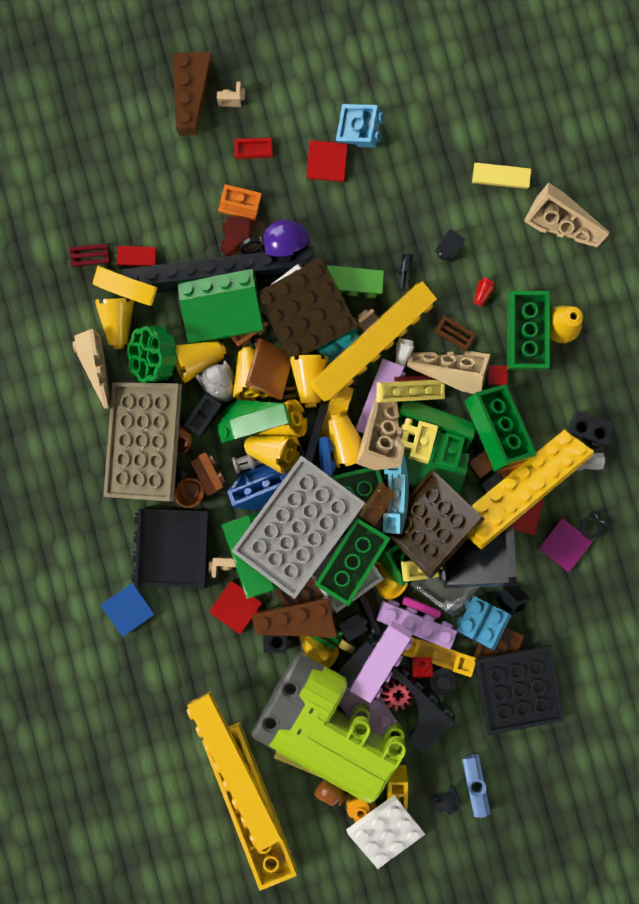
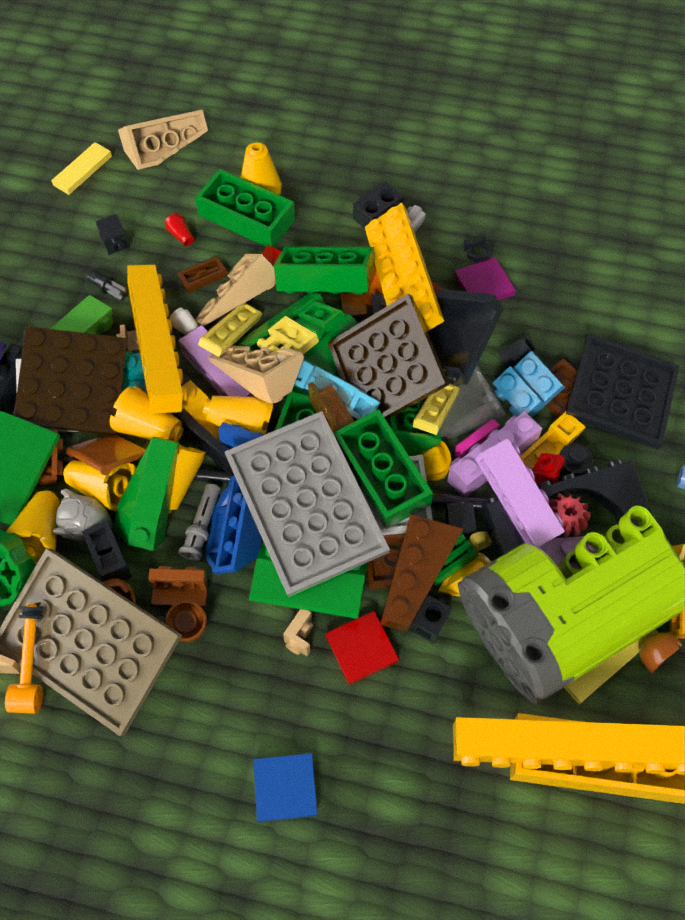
camera: 60 degrees left, 25 degrees down
(94, 425) = (26, 696): none -> light orange piece
(171, 548) = (242, 686): black panel -> none
(274, 451) = (199, 492): yellow cone -> none

